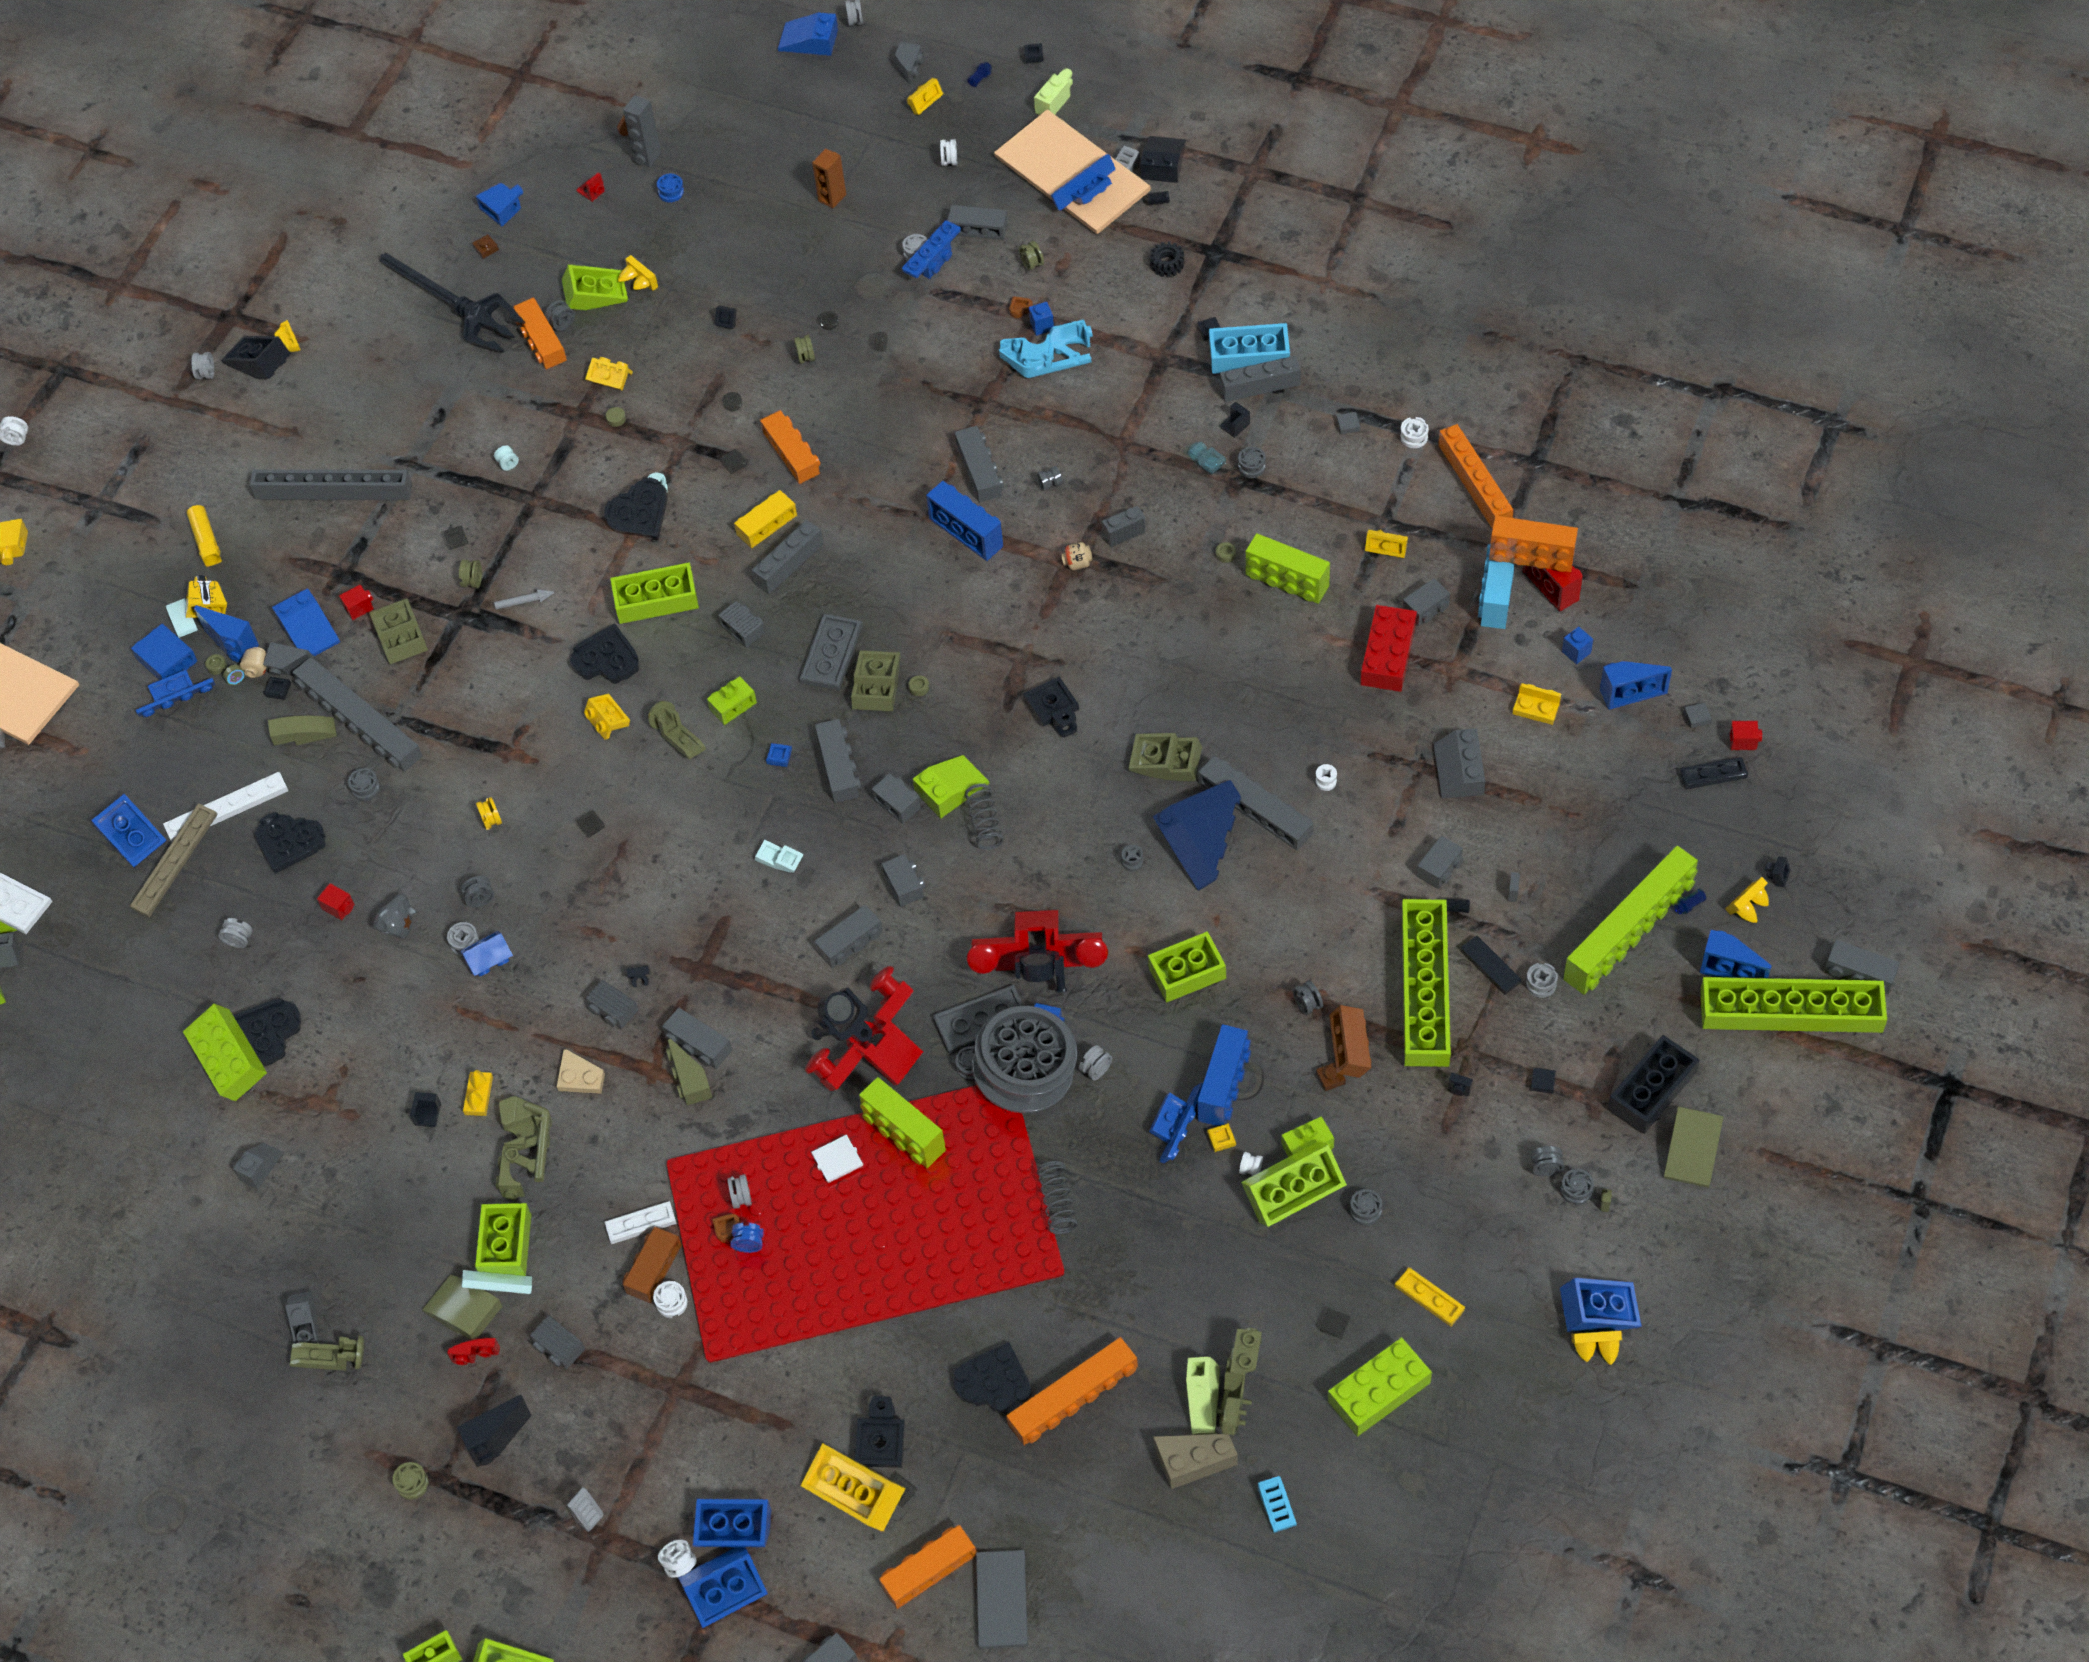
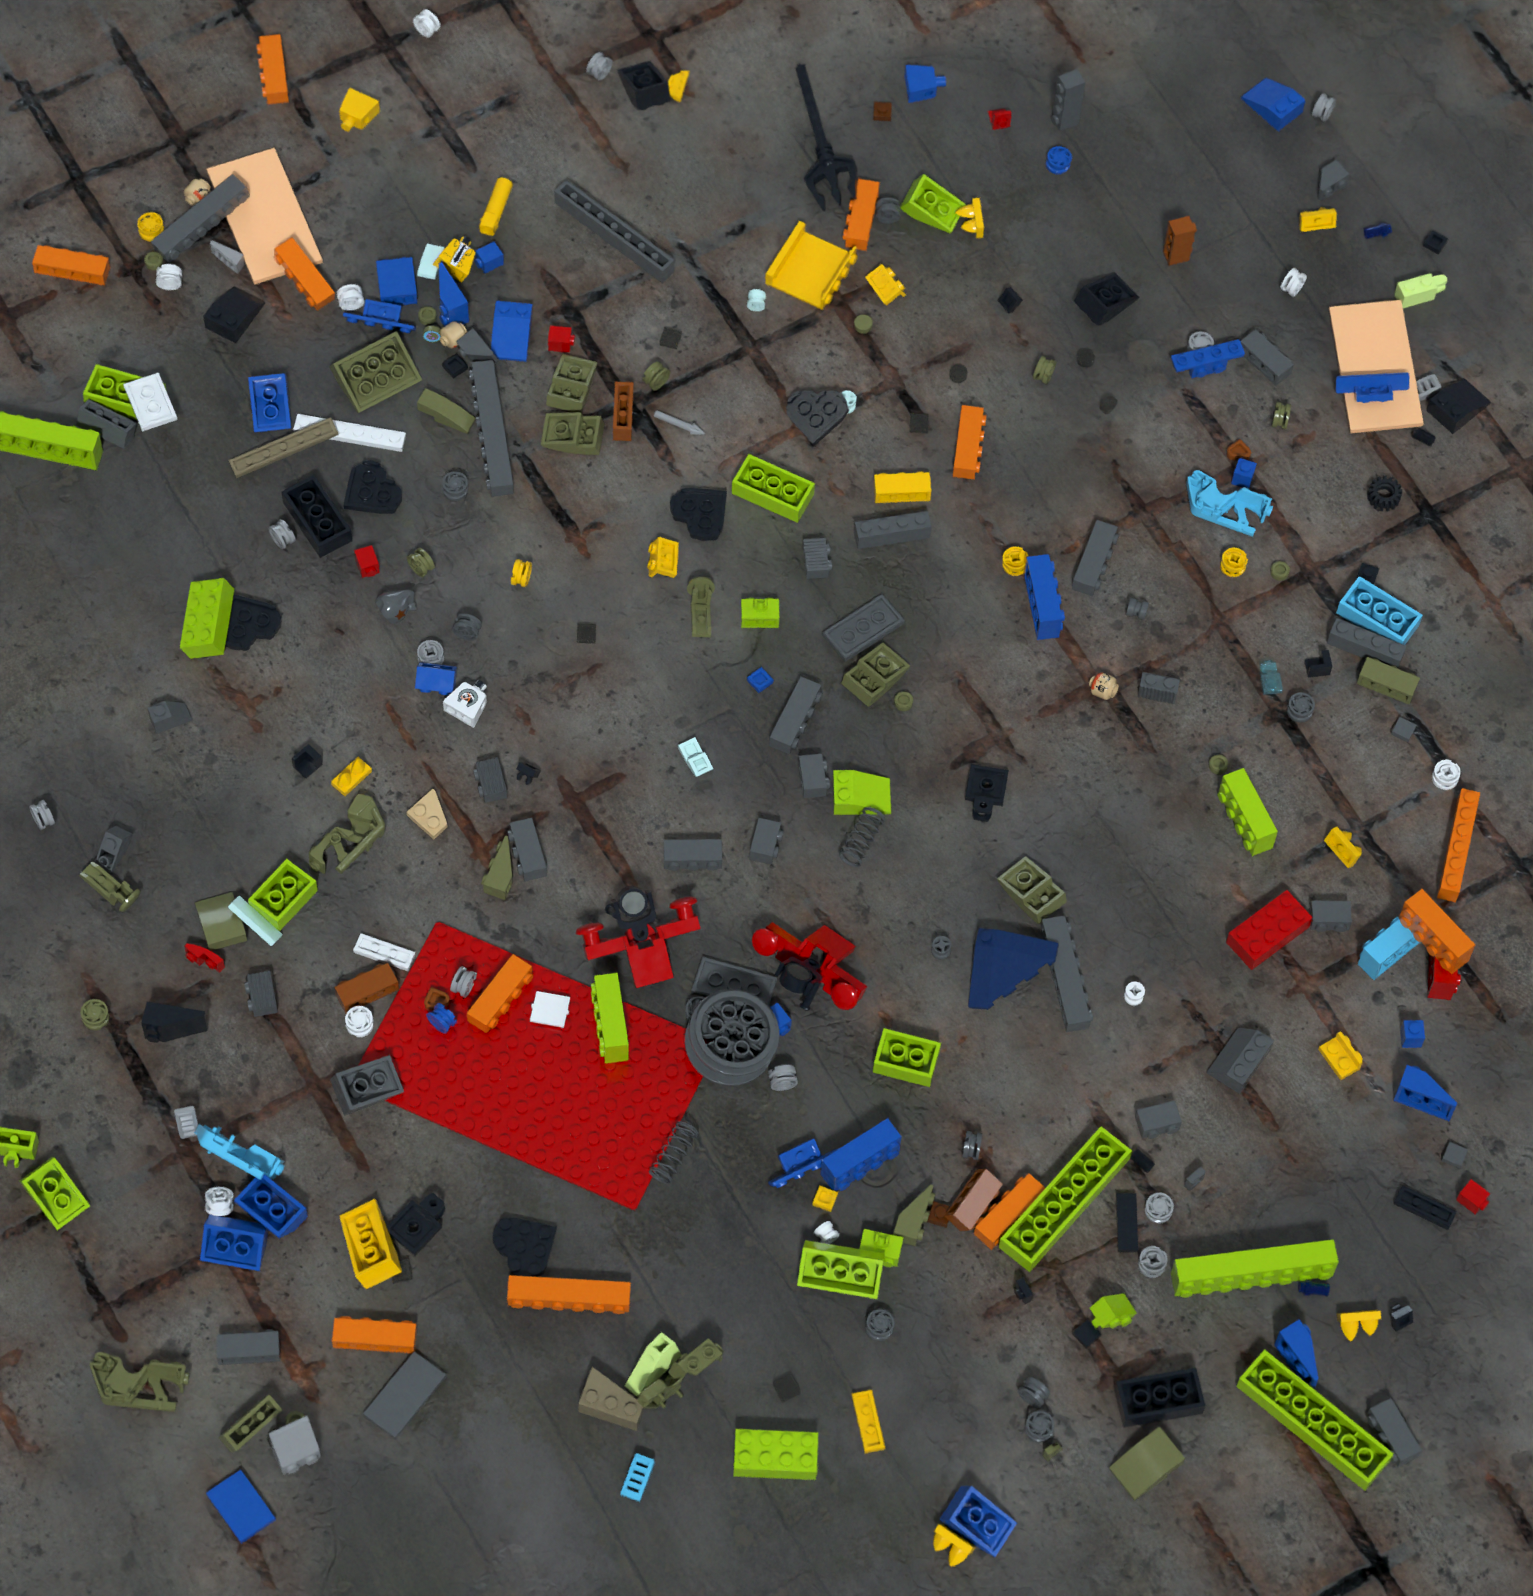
camera: 30 degrees right, 5 degrees up
(28, 783) = (232, 314): none -> black slope
(70, 702) = (304, 274): none -> orange brick
(131, 694) = (350, 298): none -> white wheel
(207, 1338) = (44, 813): none -> light grey wheel
(208, 740) = (376, 372): none -> olive slope
(233, 579) = (489, 257): none -> blue brick
(256, 895) = (317, 516): none -> black brick
(387, 867) = (420, 562): none -> olive wheel
(434, 669) = (573, 433): none -> olive slope
(466, 620) = (623, 411): none -> dark orange brick
(531, 404) = (809, 268): none -> yellow panel
(532, 955) = (467, 702): none -> white torso
(676, 1496) = (253, 1161): none -> medium azure piece
(727, 1349) = (366, 1085): none -> dark grey slope
(781, 1177) = (499, 994): none -> orange brick
(805, 265) = (1105, 298): none -> black slope
(913, 511) = (1014, 561): none -> yellow wheel
(1094, 390) = (1234, 561): none -> yellow wheel
(1137, 373) = (1279, 570): none -> olive tile
(1302, 394) = (1388, 680): none -> olive brick
(1314, 1098) = (912, 1218): none -> olive slope
(1388, 1028) = (1008, 1211): none -> orange brick
(1506, 933) = (1159, 1208): none -> light grey wheel
(1551, 1044) = (1112, 1311): none -> lime brick

